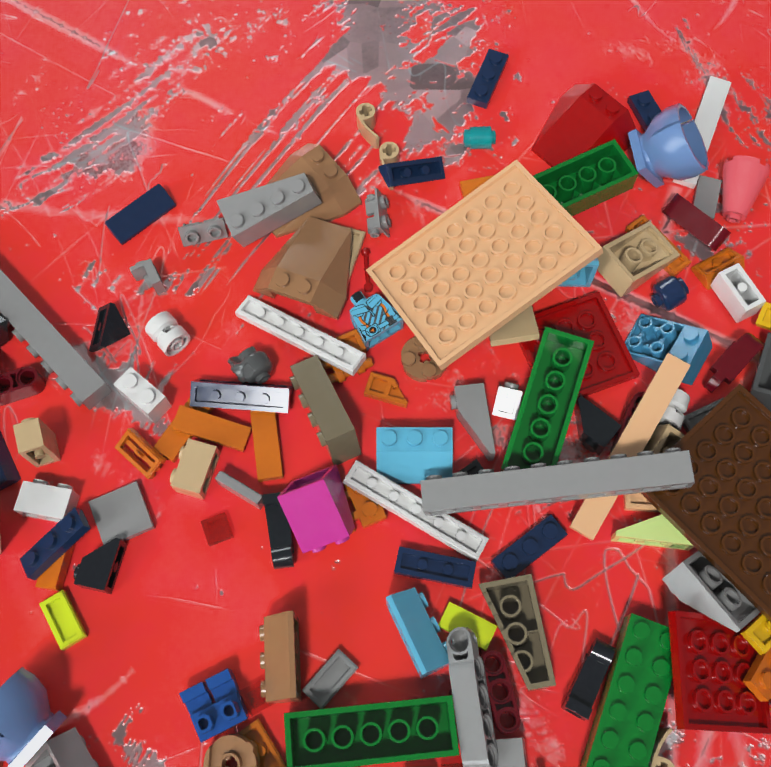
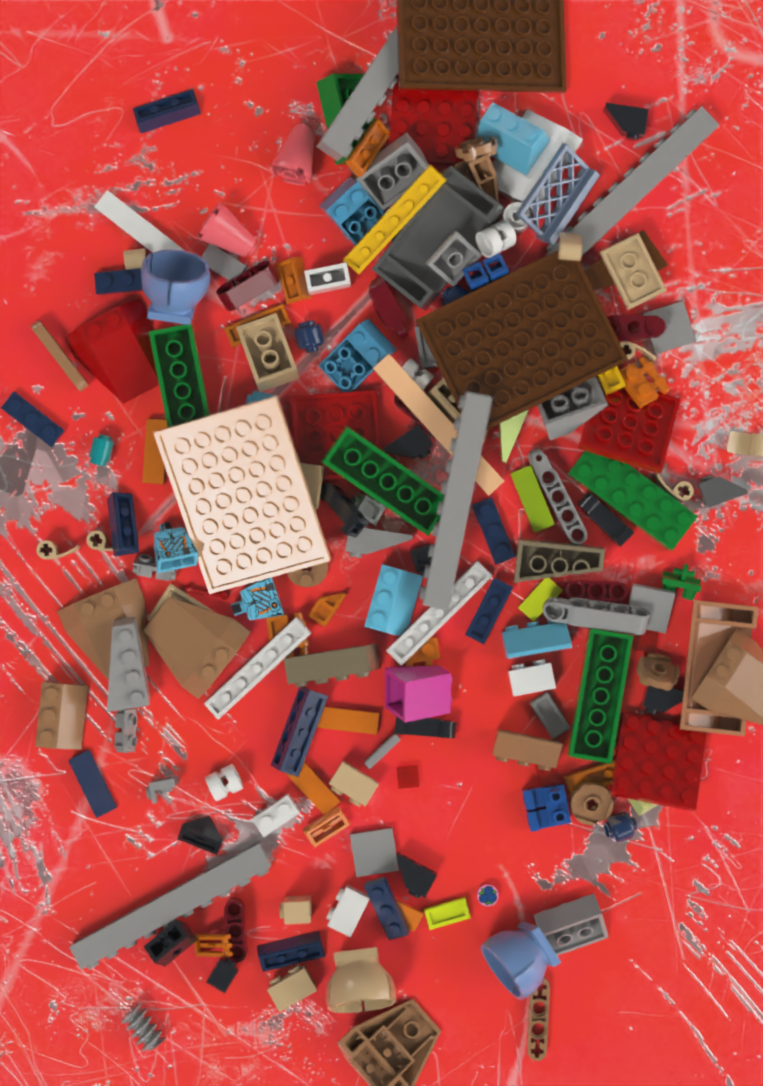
camera: 75 degrees left, 20 degrees up
(93, 663) = (487, 895): none -> tile
(203, 168) = (61, 715): none -> medium nougat slope
(211, 428) = (322, 763): orange tile -> none
(251, 366) = (276, 717): dark grey head -> none
(369, 642) = (531, 678): none -> white brick
(400, 218) = (173, 549): none -> torso
(499, 373) = (346, 510): none -> black leg
(557, 82) = (59, 355): none -> medium nougat beam
(581, 583) = (532, 498): none -> lime slope
(624, 581) = (539, 468): none -> light grey piece

